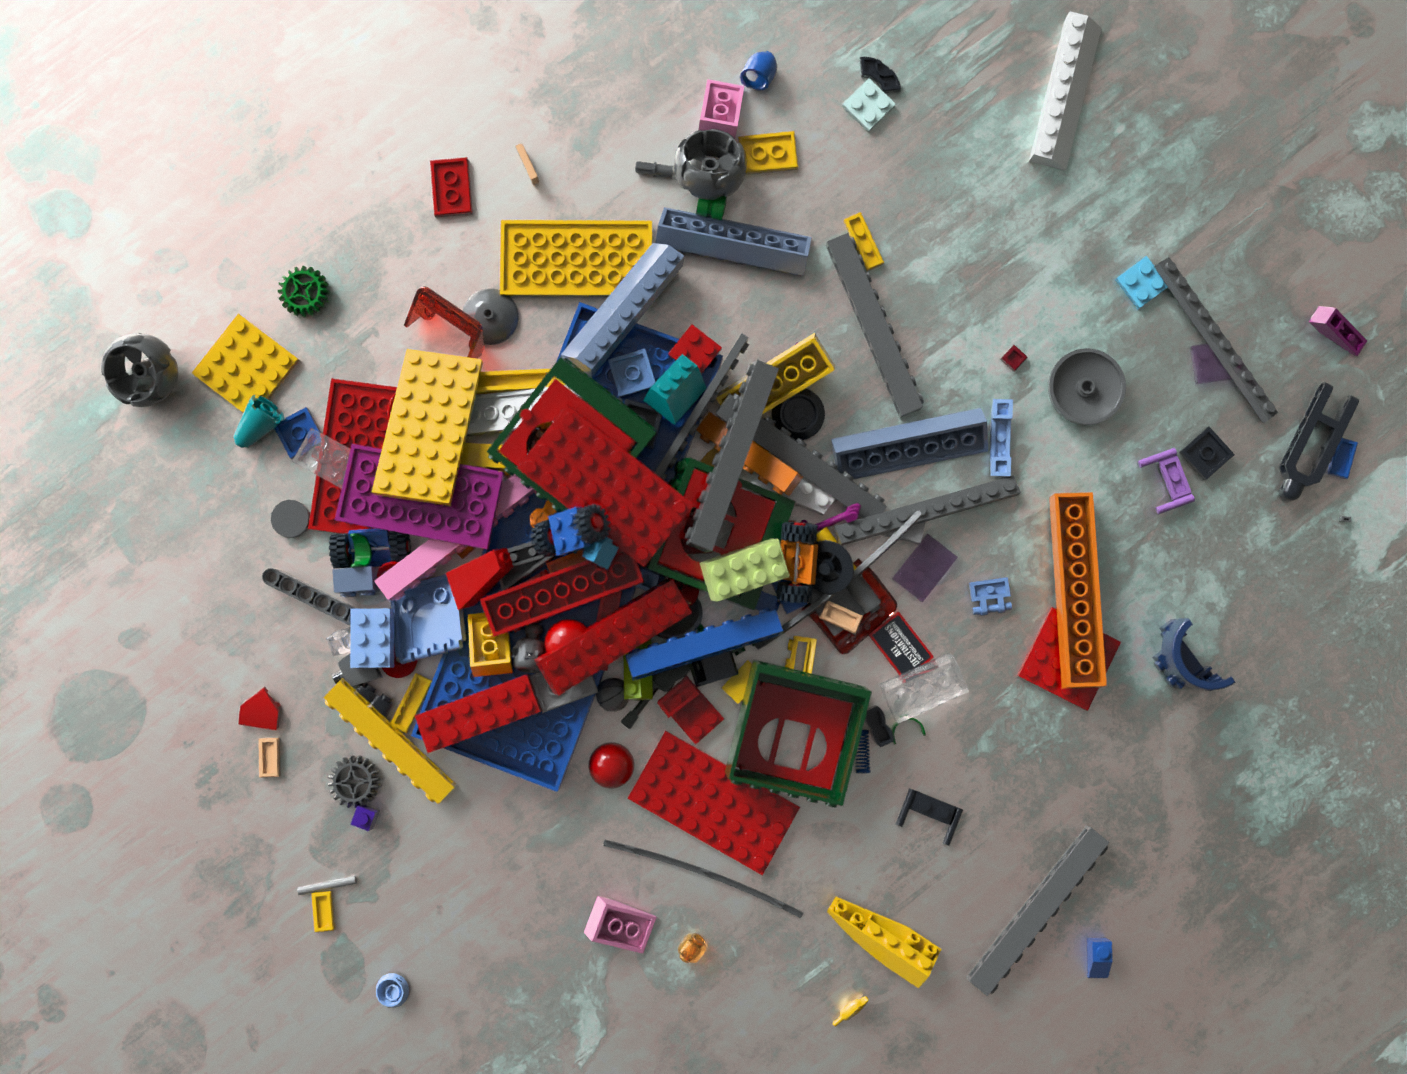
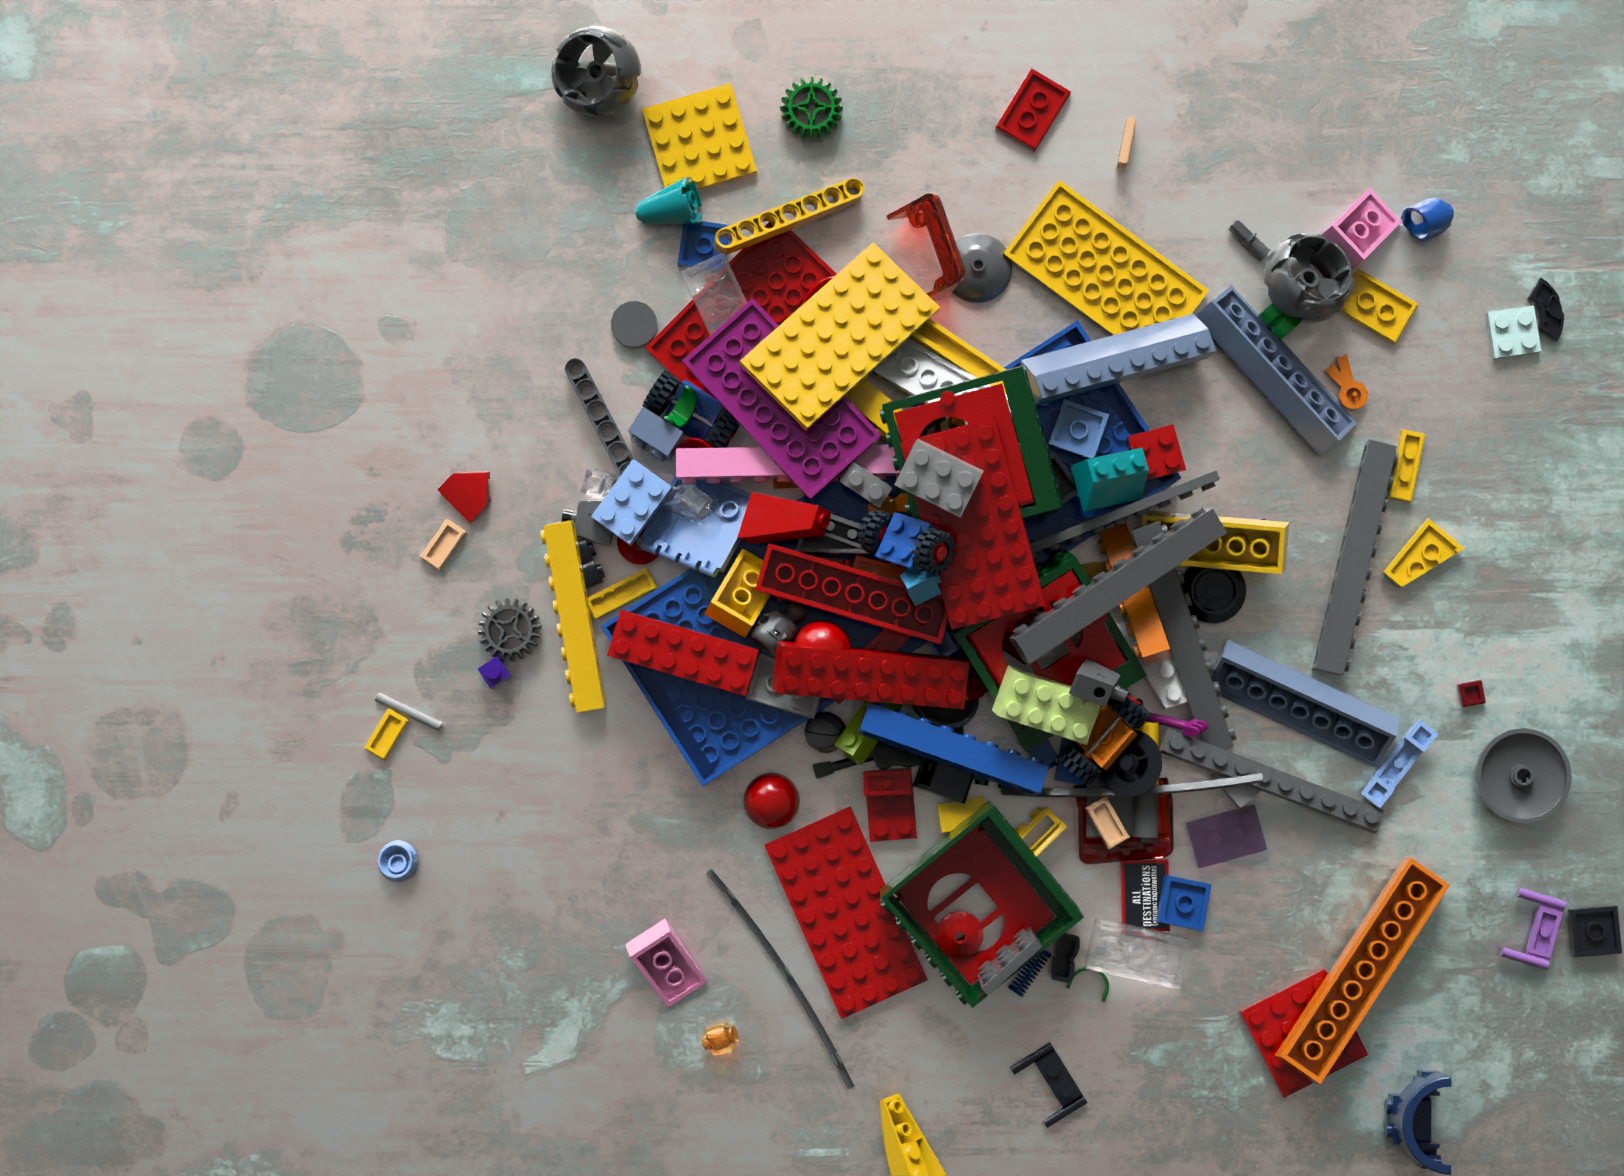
camera: 35 degrees right, 0 degrees up
(339, 382) = (781, 224): none -> yellow beam
(410, 610) = (688, 502): none -> clear slope
(517, 511) = (866, 484): none -> light grey plate
(558, 472) = (939, 477): none -> light grey brick
(767, 531) = (1097, 684): none -> dark grey torso
(792, 755) = (955, 923): none -> red dish
(794, 220) = (1352, 393): none -> orange piece
(843, 756) = (1008, 960): none -> dark grey plate
(915, 290) = (1421, 553): none -> yellow wing
(929, 632) = (1183, 903): none -> blue tile
(990, 589) = (1274, 905): medium blue plate -> none

